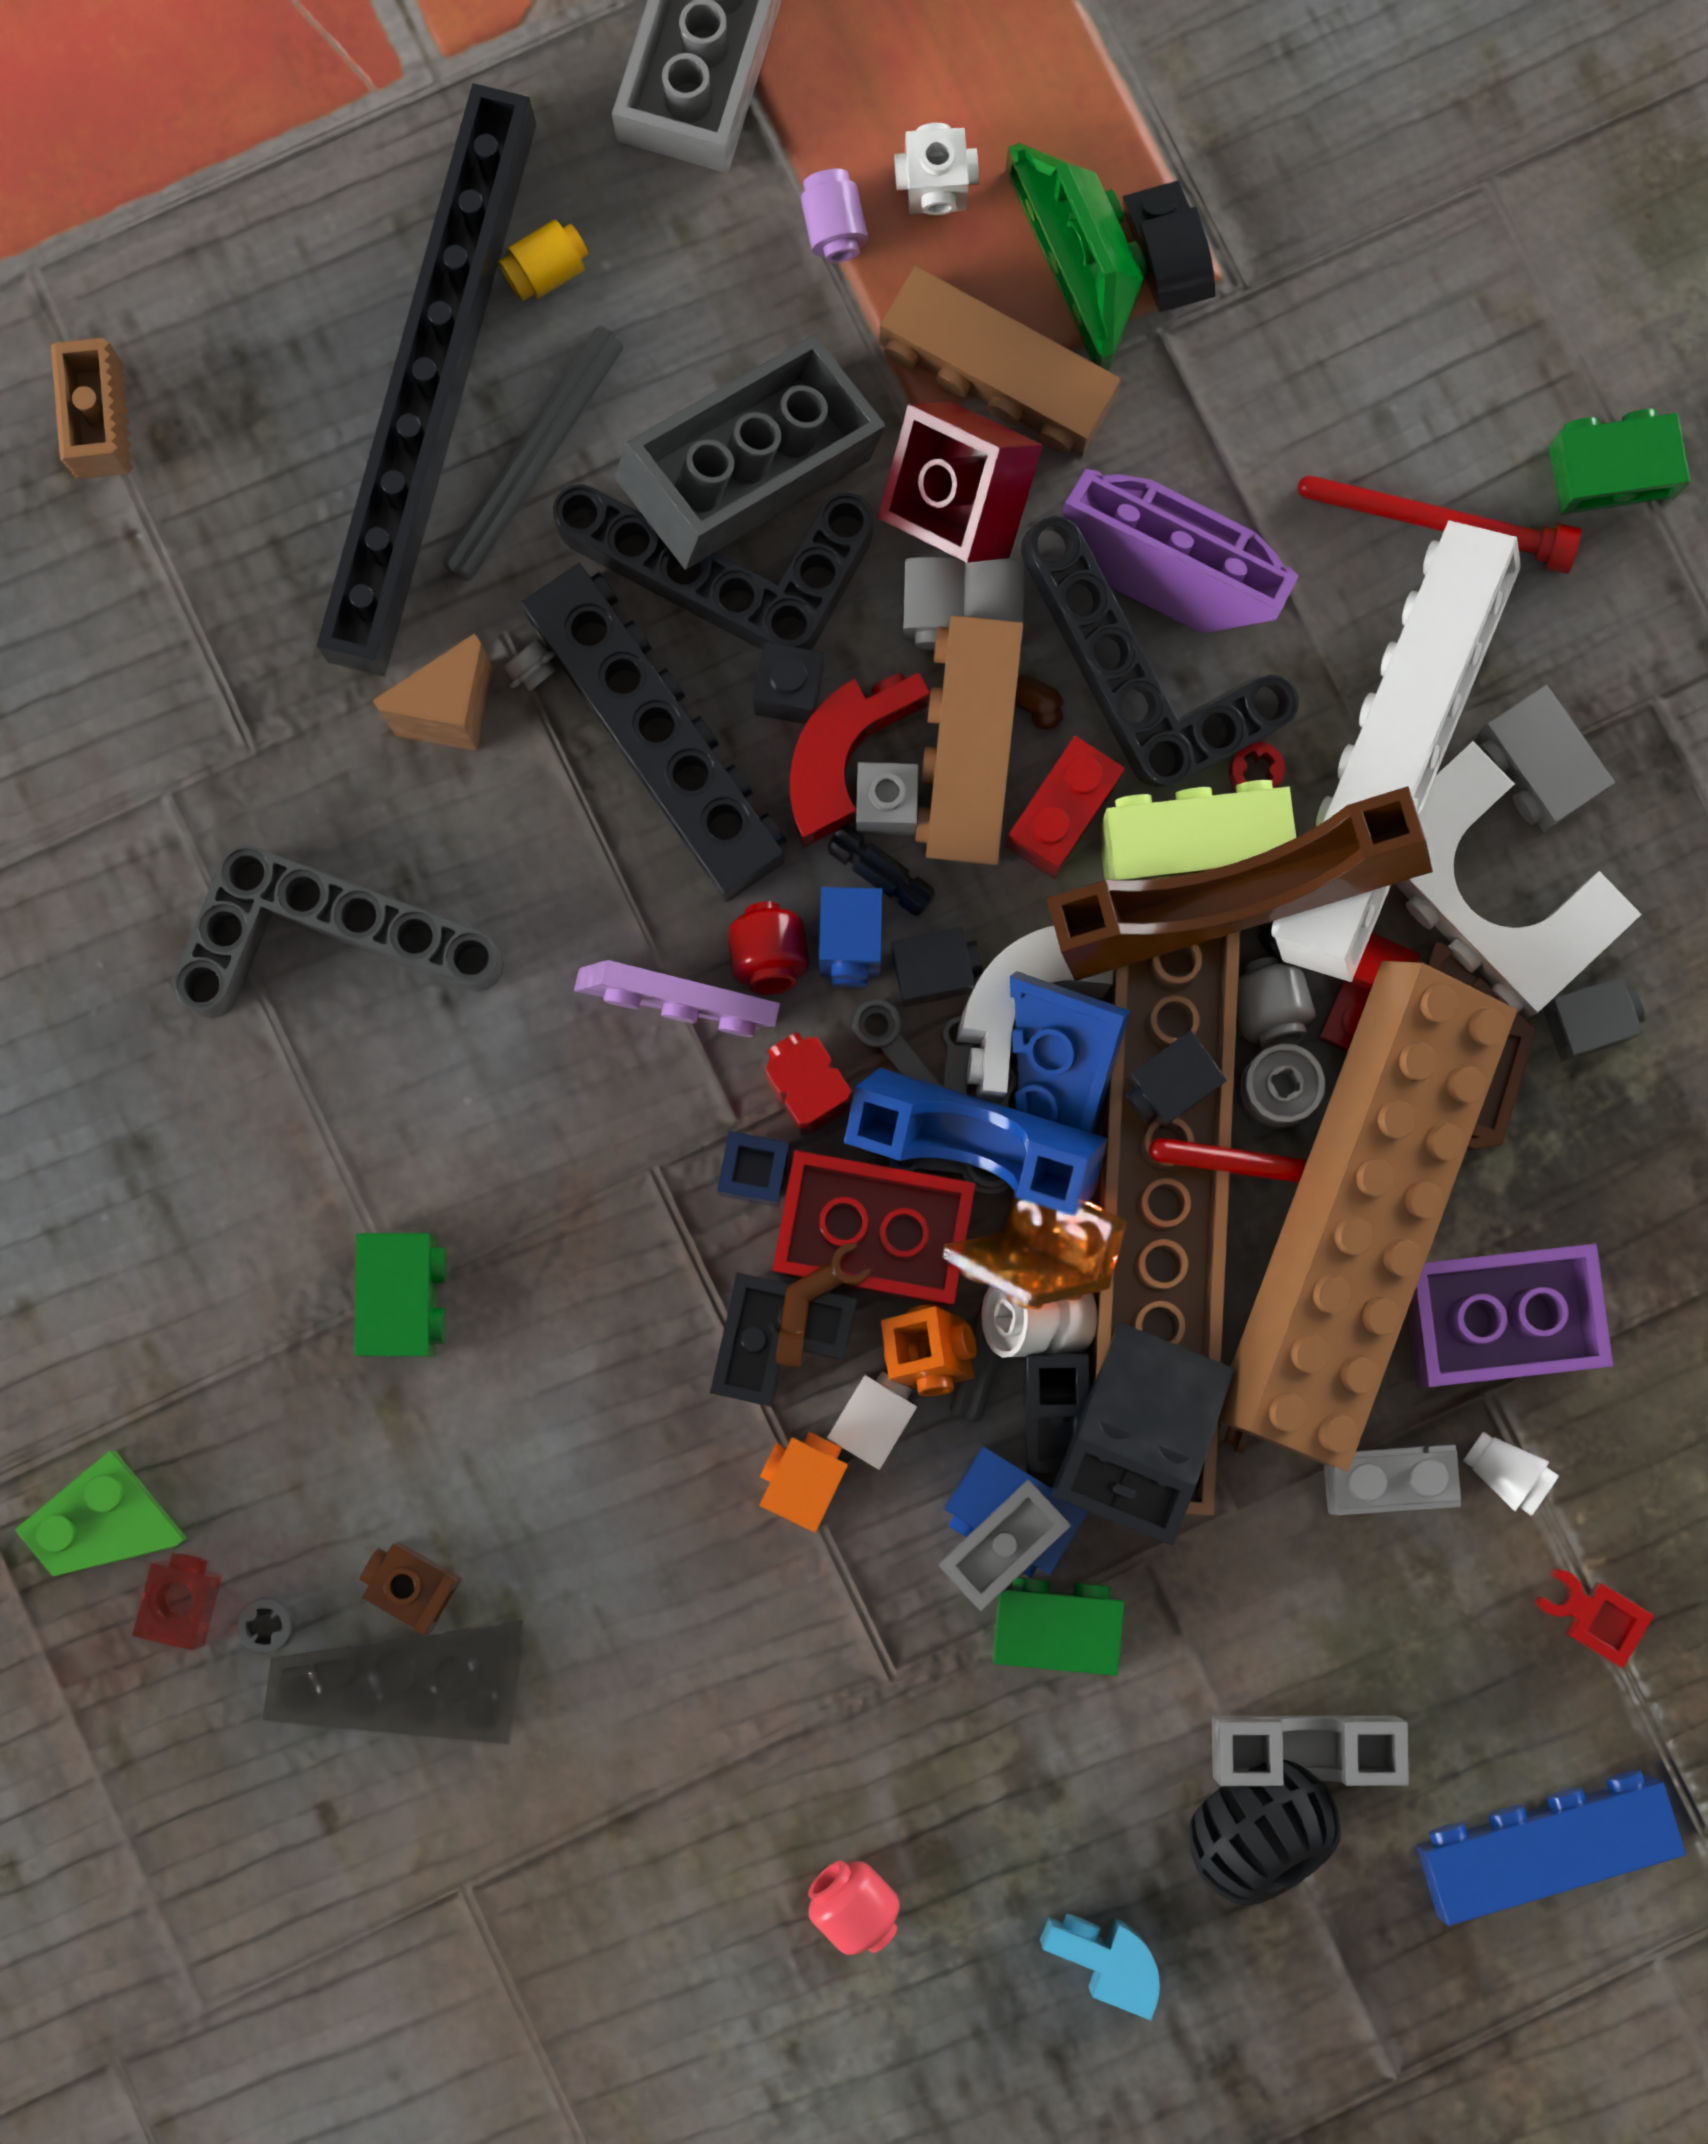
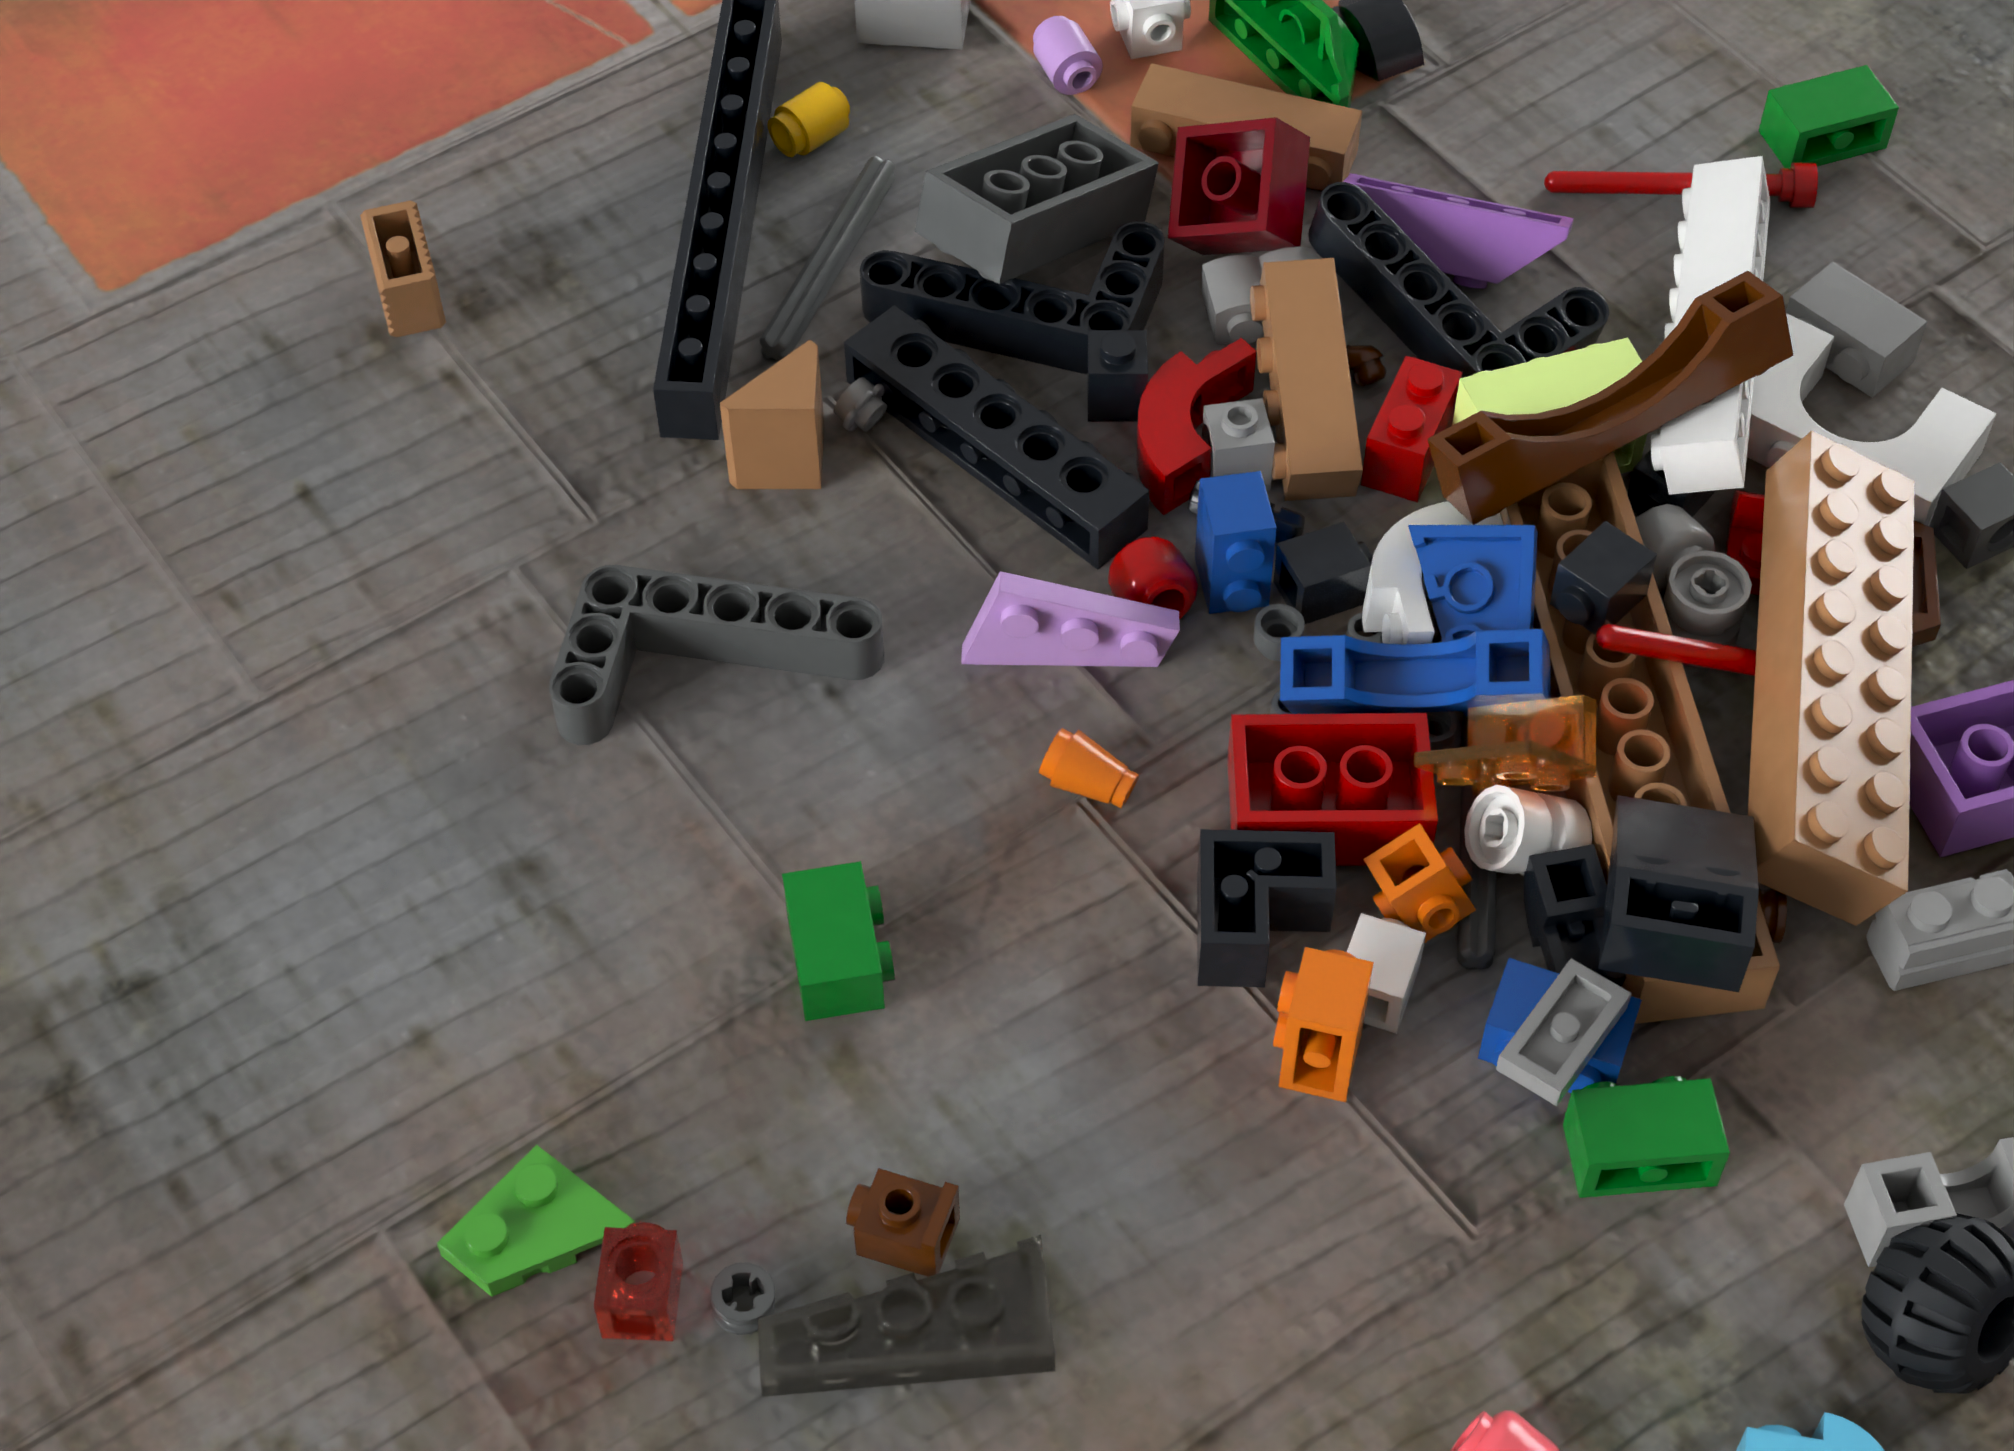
camera: 10 degrees left, 30 degrees down
(662, 1150) = (1087, 769): none -> orange cone
(754, 1169) = (1191, 757): dark blue brick -> none
(797, 1303) = (1273, 832): reddish brown arm -> none
(807, 1083) = (1226, 666): red brick -> none

